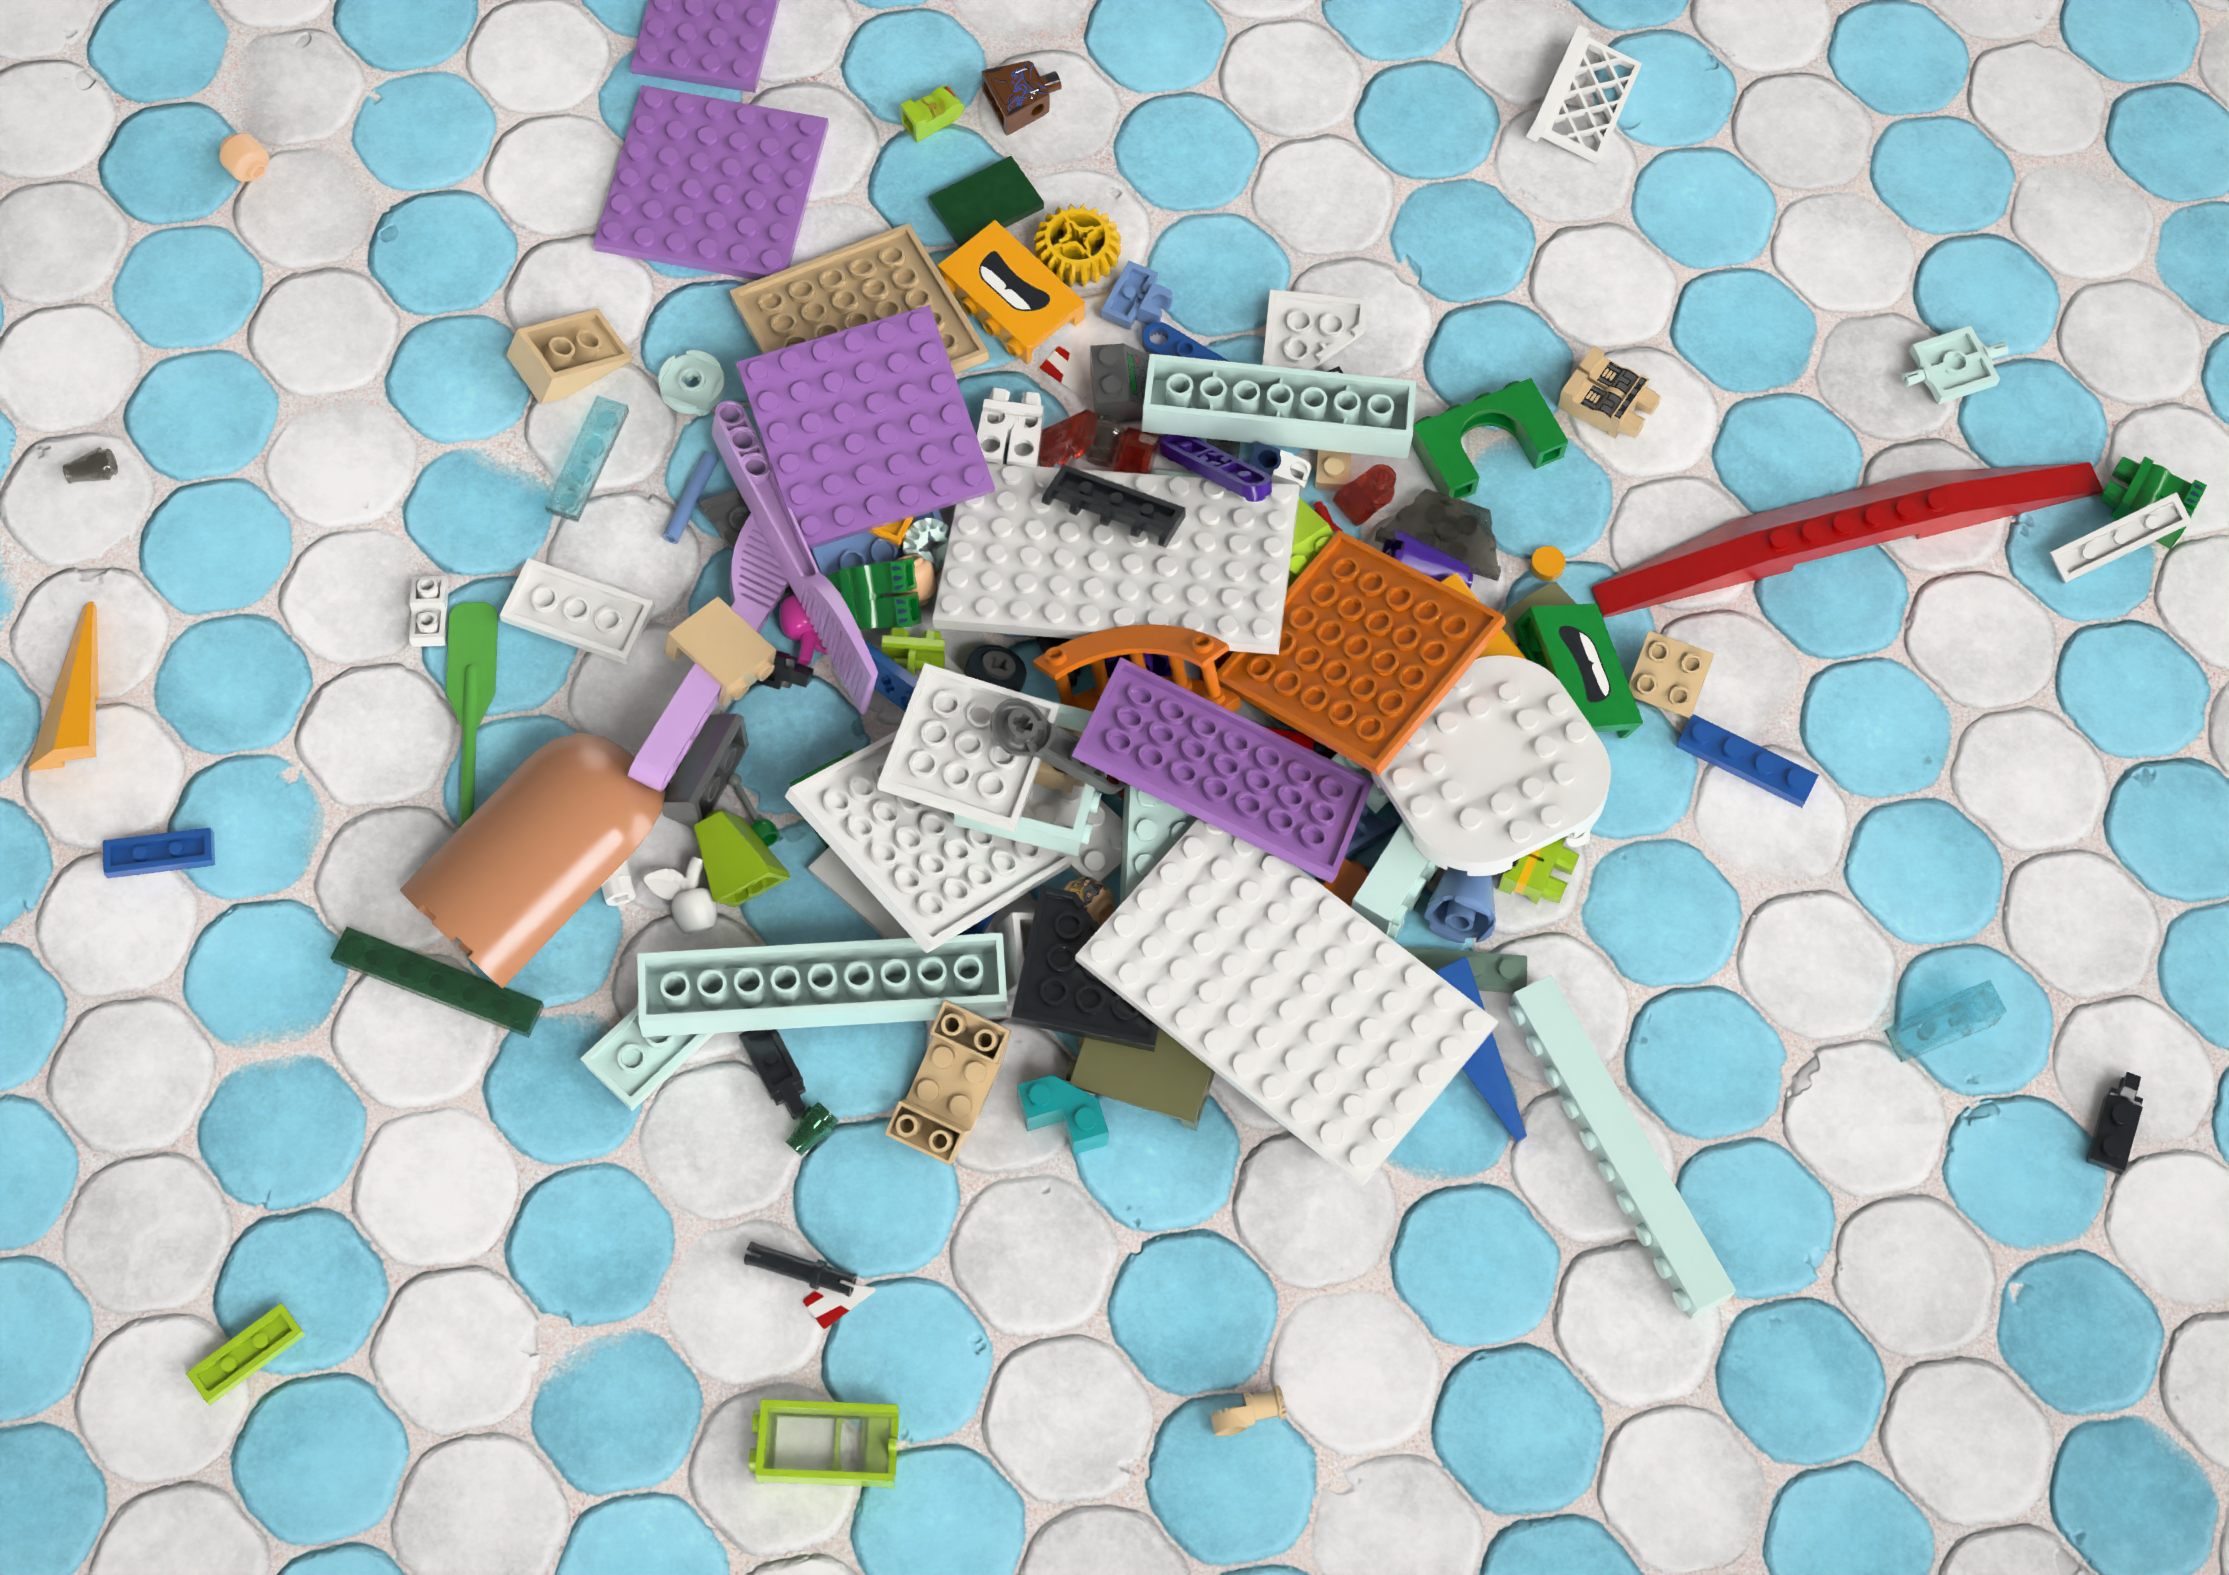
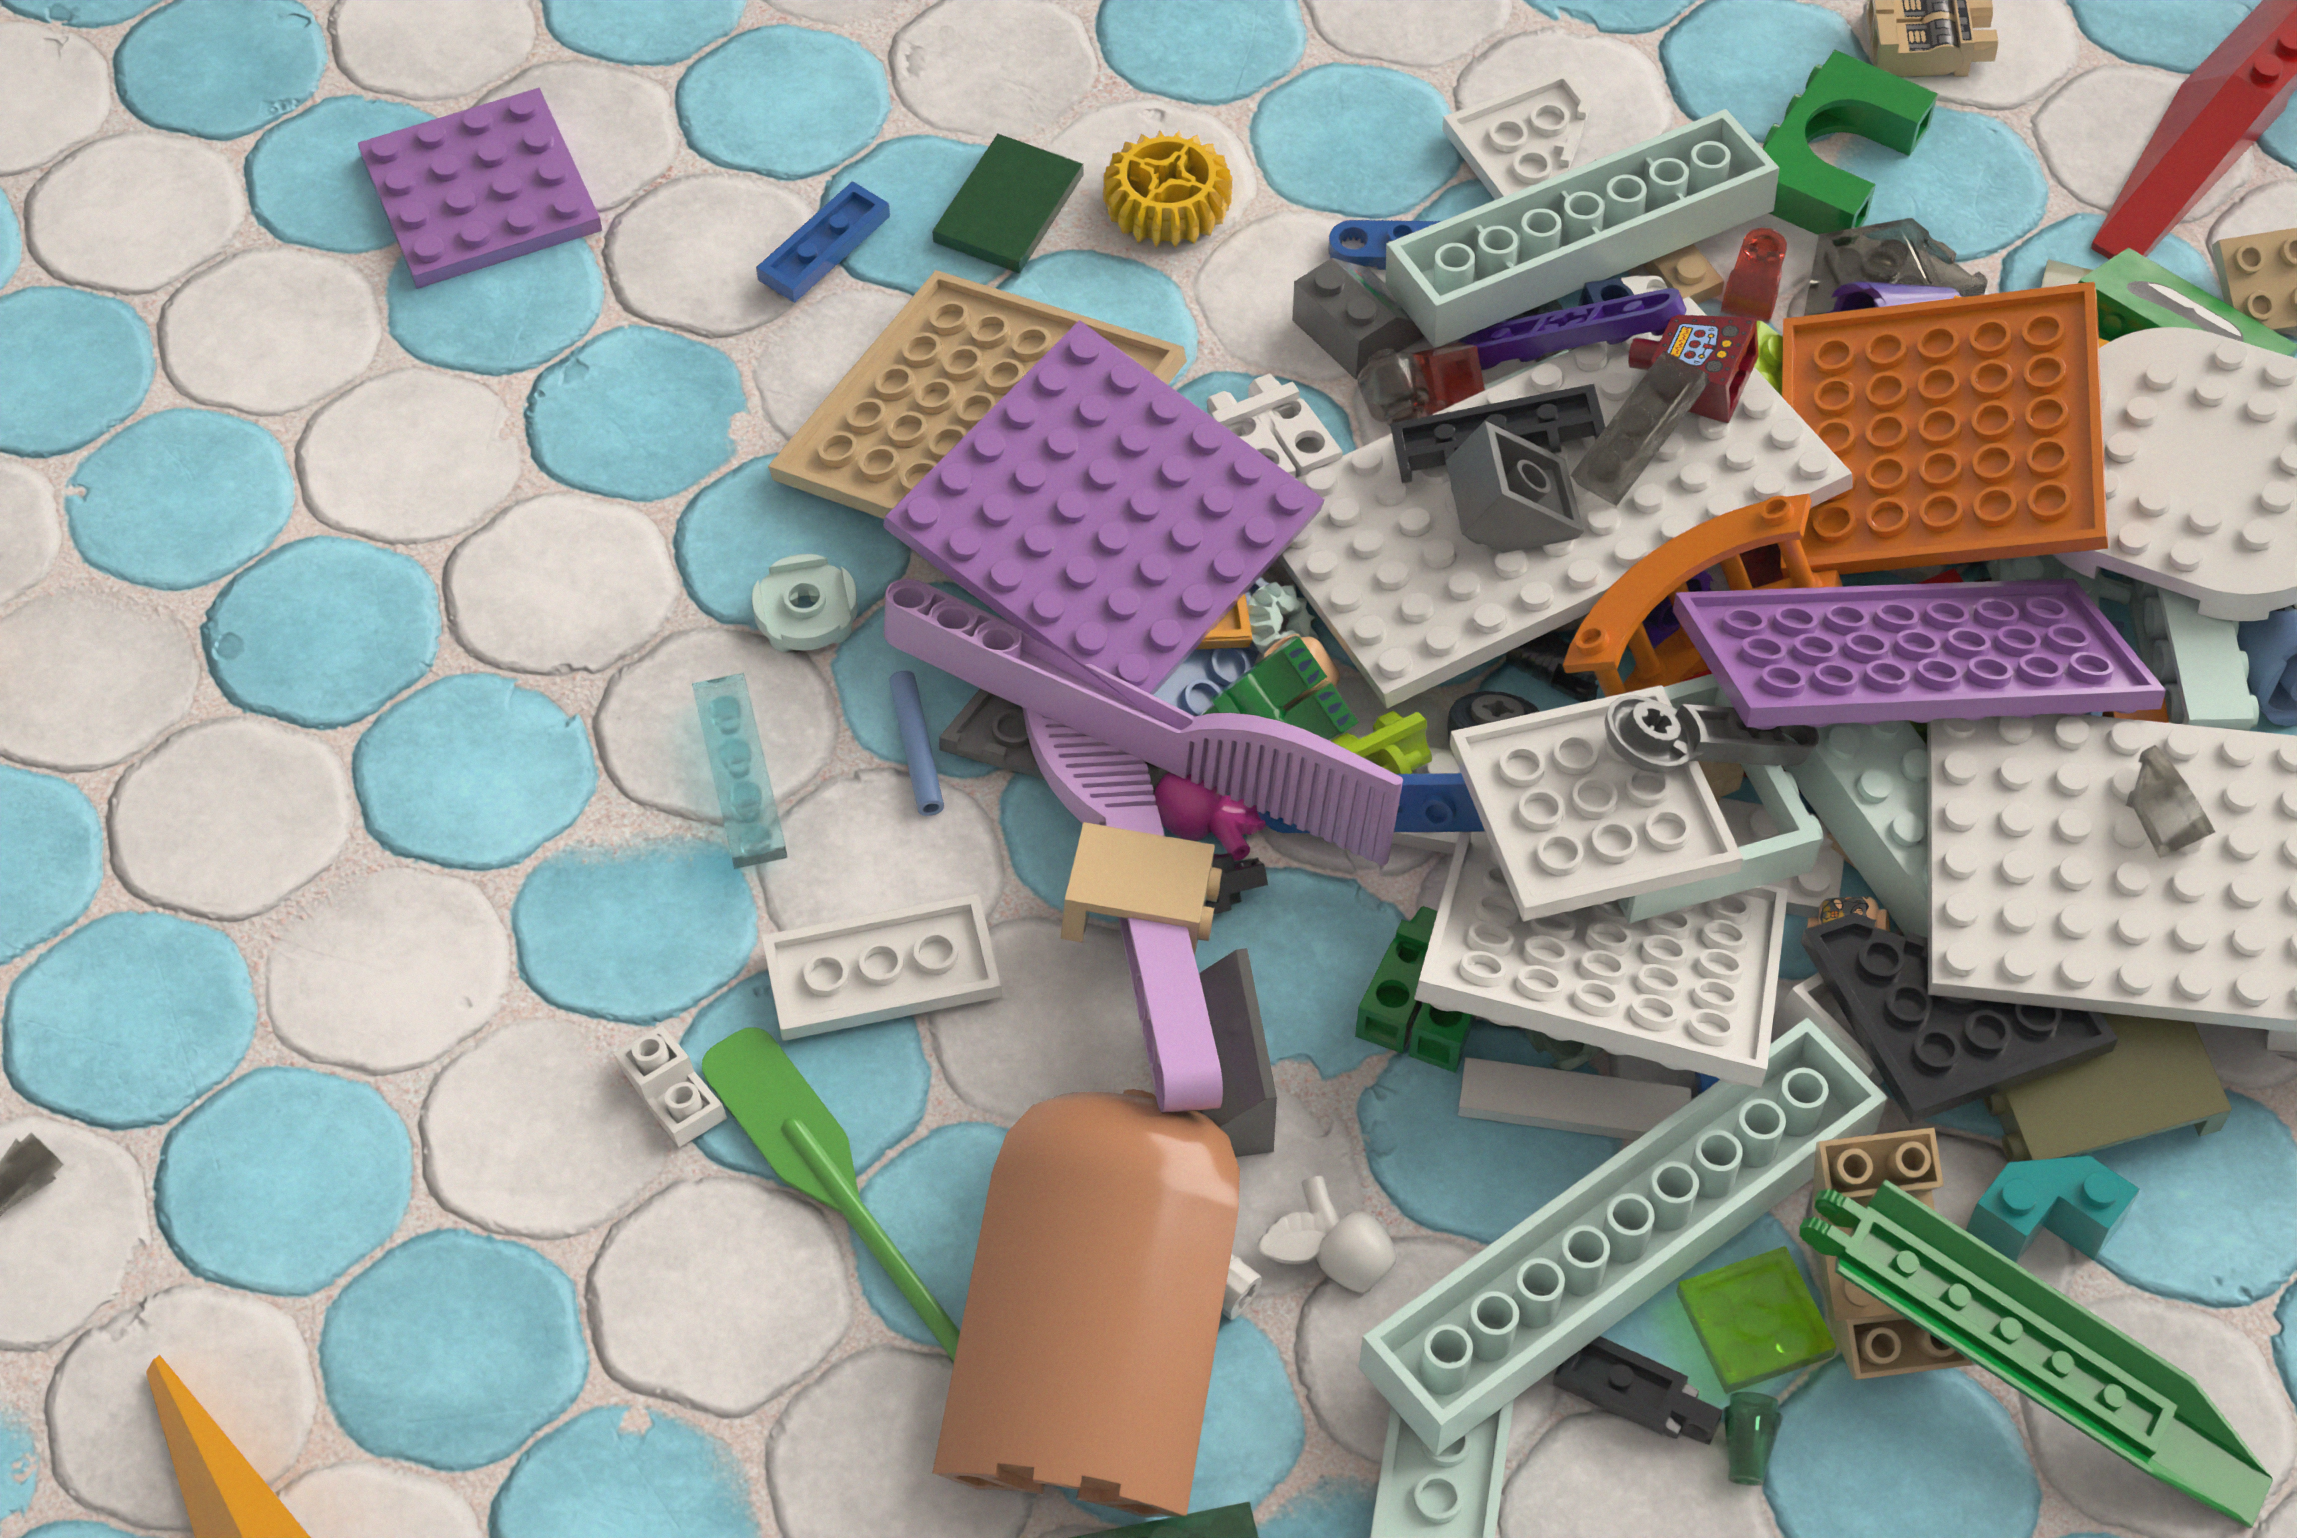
camera: 30 degrees left, 10 degrees down
(566, 354) = (607, 659): tan slope -> none
(711, 184) = (633, 362): medium lavender plate -> none
(736, 859) = (1366, 1148): lime slope -> none
(762, 827) = (1360, 1096): hinge -> none
(863, 169) = (823, 241): none -> blue plate
(865, 1072) = (1755, 1319): none -> clear neon green plate
(931, 112) = (857, 133): lime leg -> none
(982, 1181) = (2040, 1345): none -> green hinge
(1010, 291) = (1135, 276): light orange panel -> none
(1018, 93) = (947, 61): reddish brown torso -> none
(1066, 370) = (1268, 339): white sticker -> none
(1067, 439) = (1355, 398): clear red plate -> none
(1087, 545) = (1512, 492): none -> dark grey slope
(1135, 297) = (1291, 213): medium blue plate -> none
(1180, 549) = (1640, 428): none -> clear smoke plate
(1252, 531) = (1715, 344): none -> dark red torso
(1277, 938) = (2166, 805): none -> clear smoke slope
(1547, 563) = (2022, 244): light orange tile -> none

